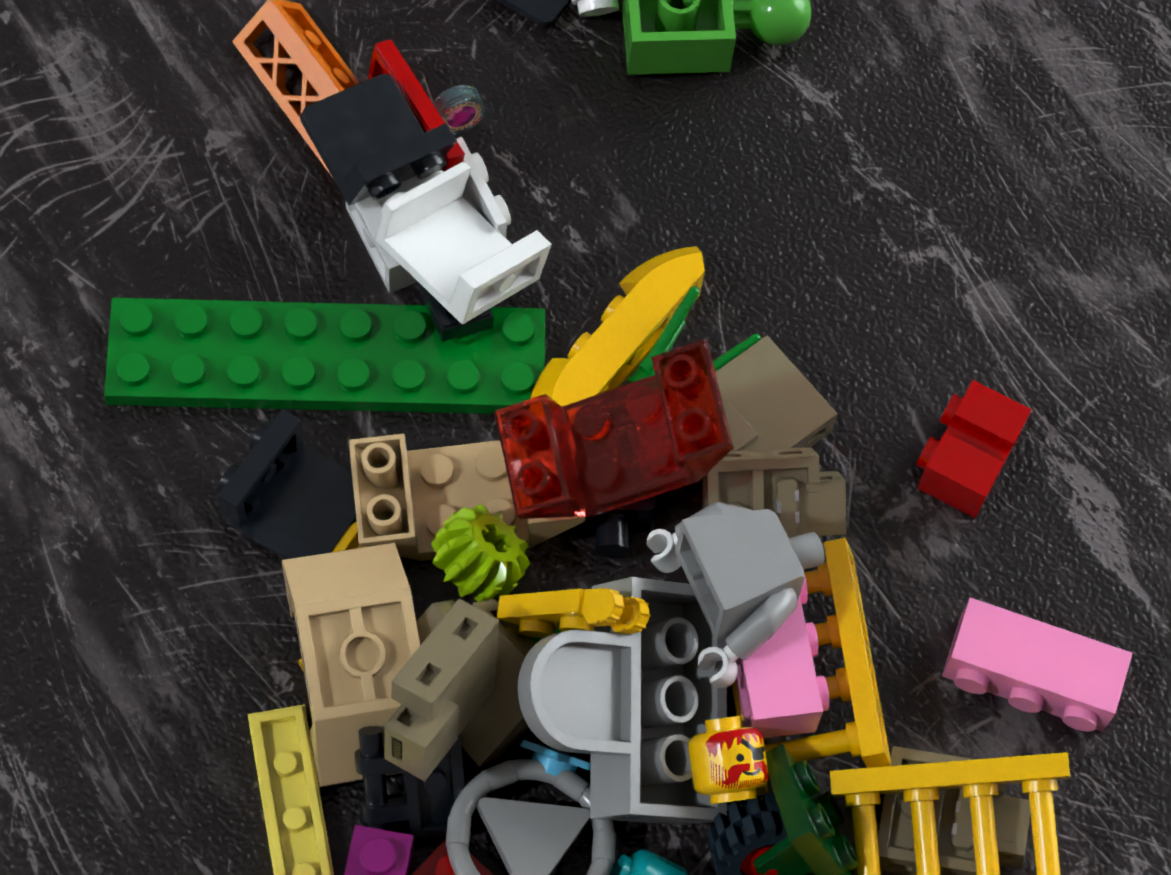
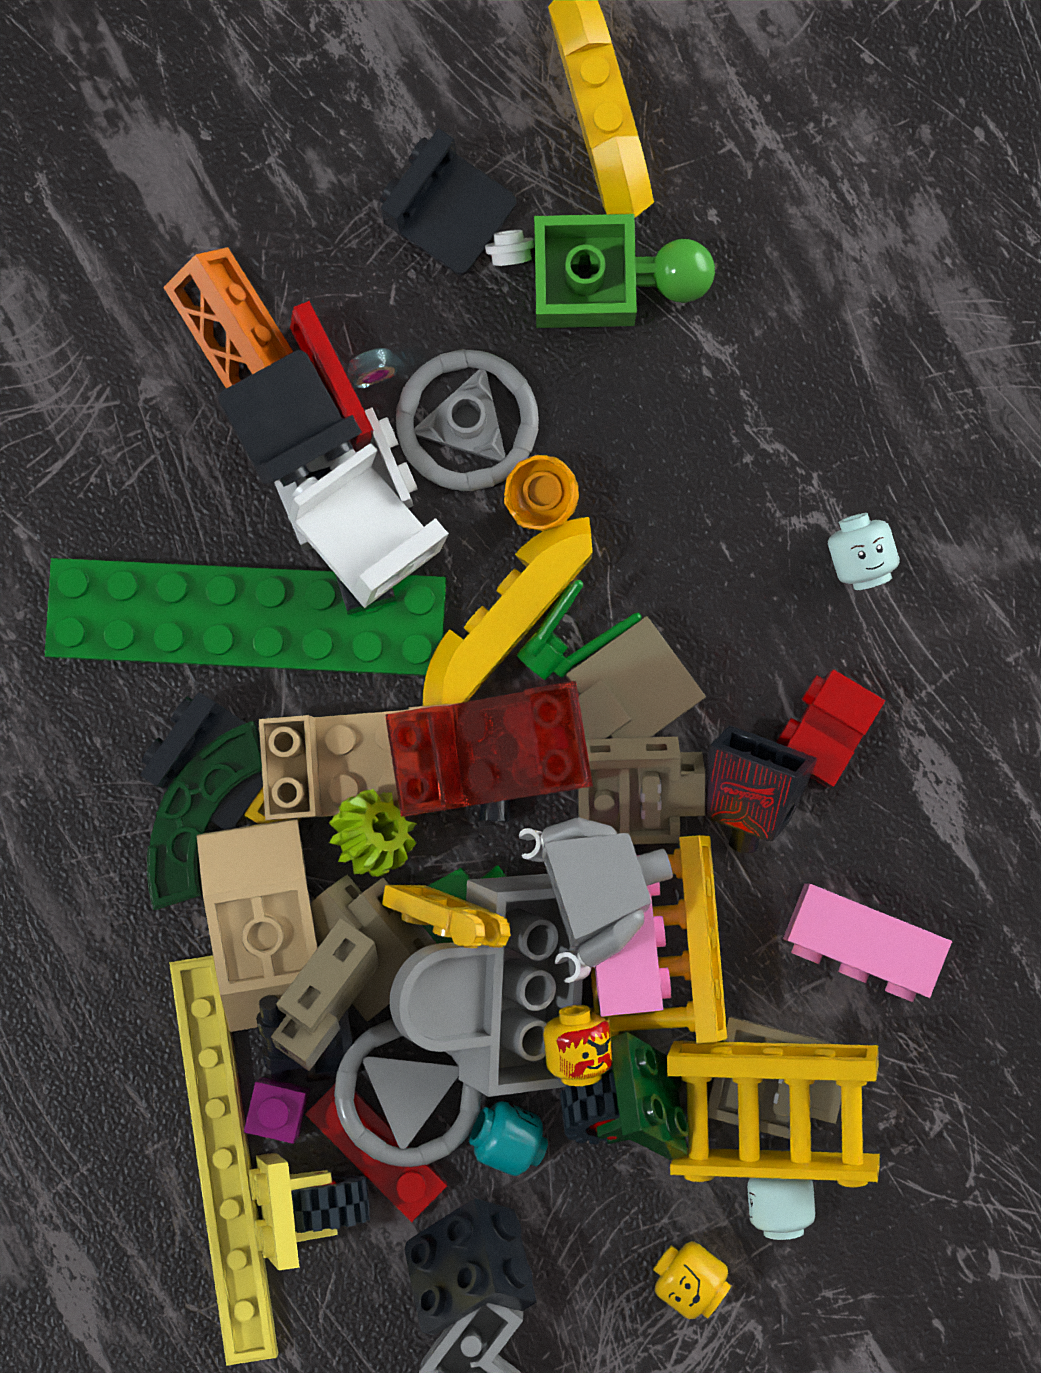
camera: 15 degrees right, 20 degrees up
(273, 535) = (187, 809): none -> dark green tile
(559, 162) = (466, 420): none -> light grey piece
(644, 222) = (541, 493): none -> light orange hair
(899, 501) = (754, 786): none -> black torso
(991, 273) = (863, 552): none -> light aqua head

